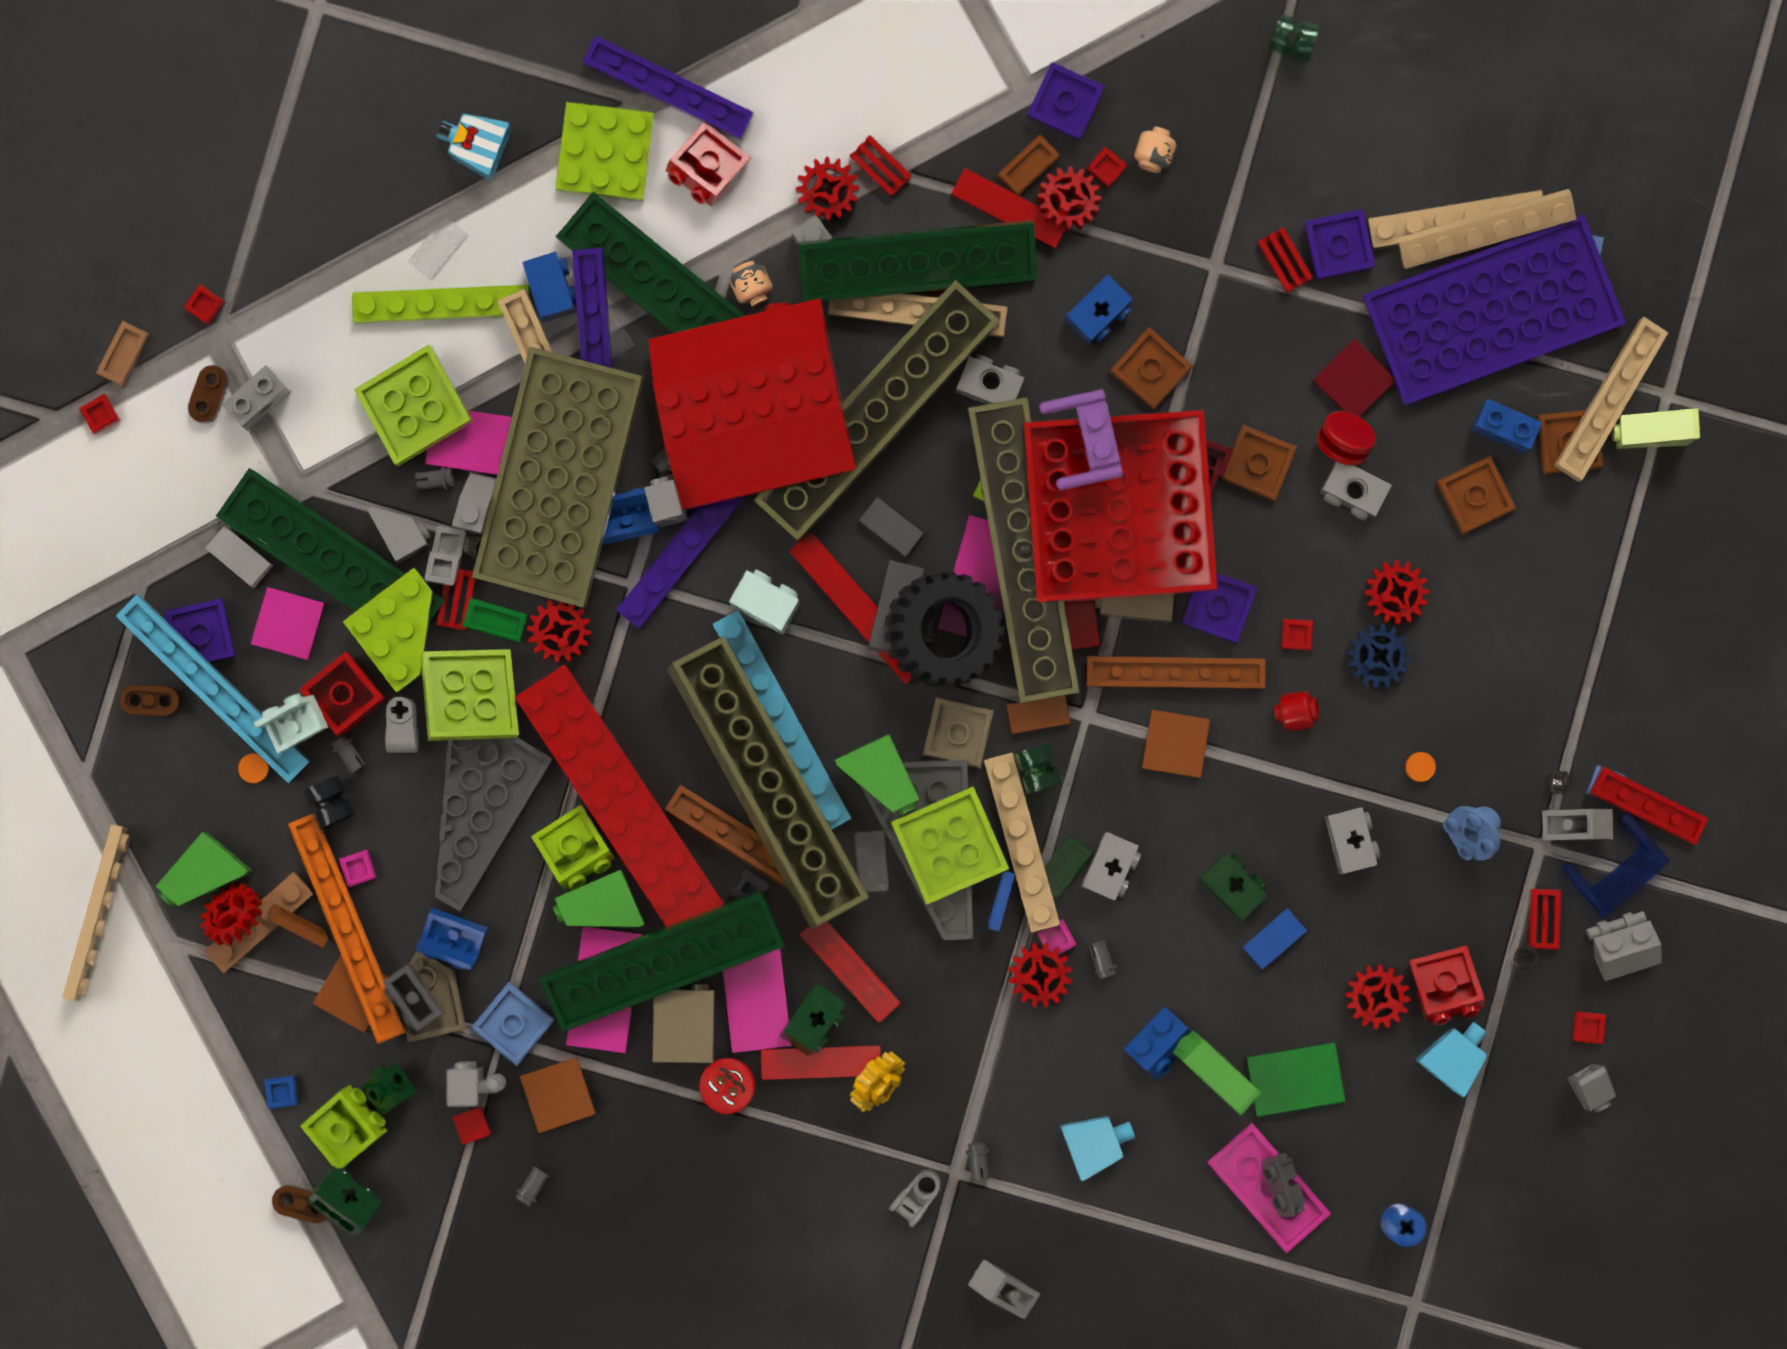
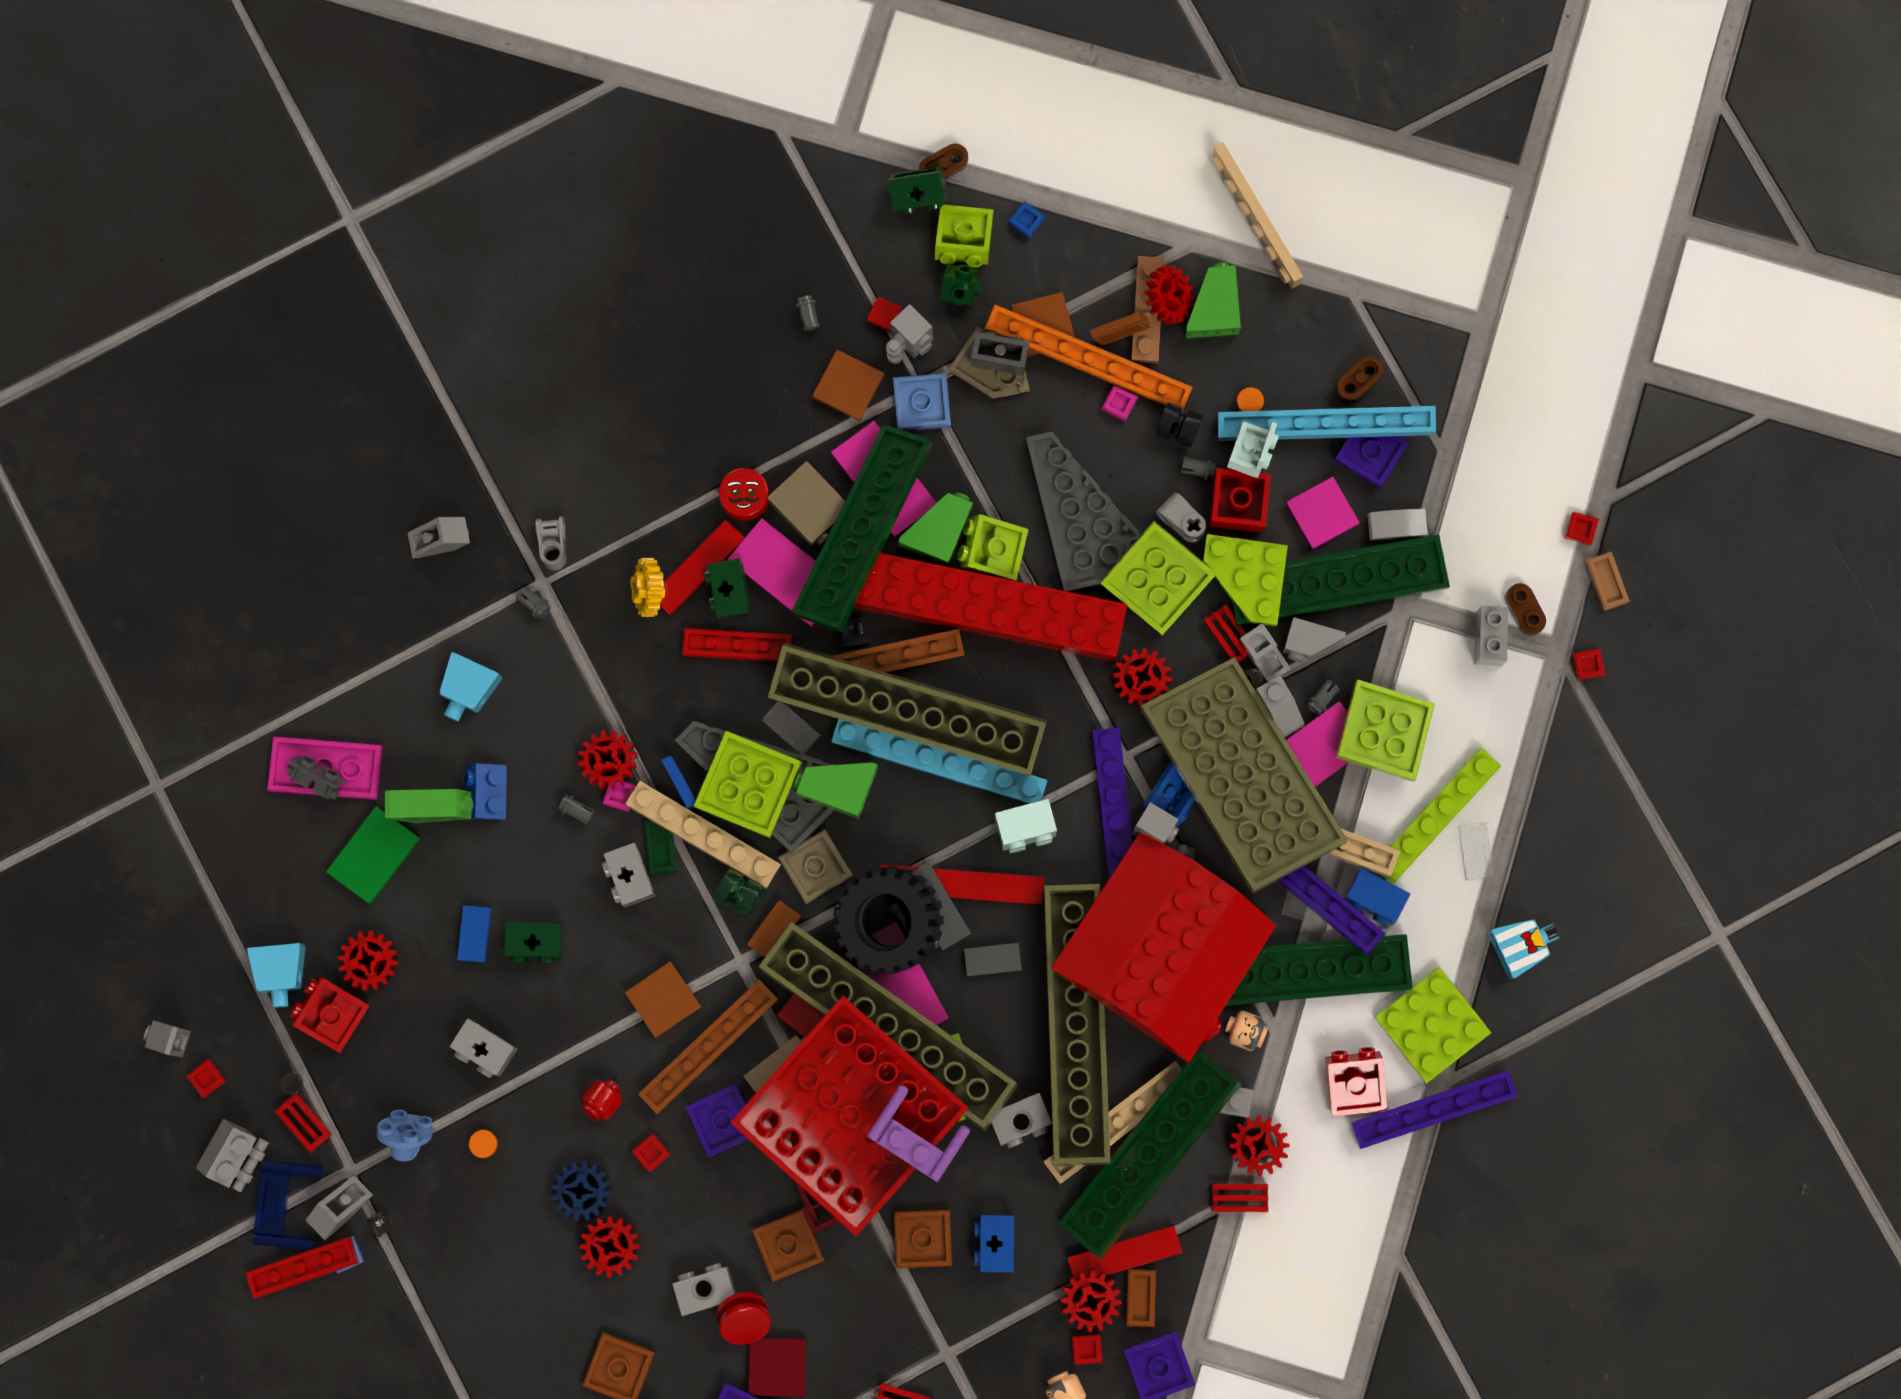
camera: 140 degrees right, 5 degrees down
(451, 939) = (1013, 415): blue bracket -> none
(494, 620) = (1191, 644): green tile -> none
(1414, 1220) = (210, 825): blue piece -> none

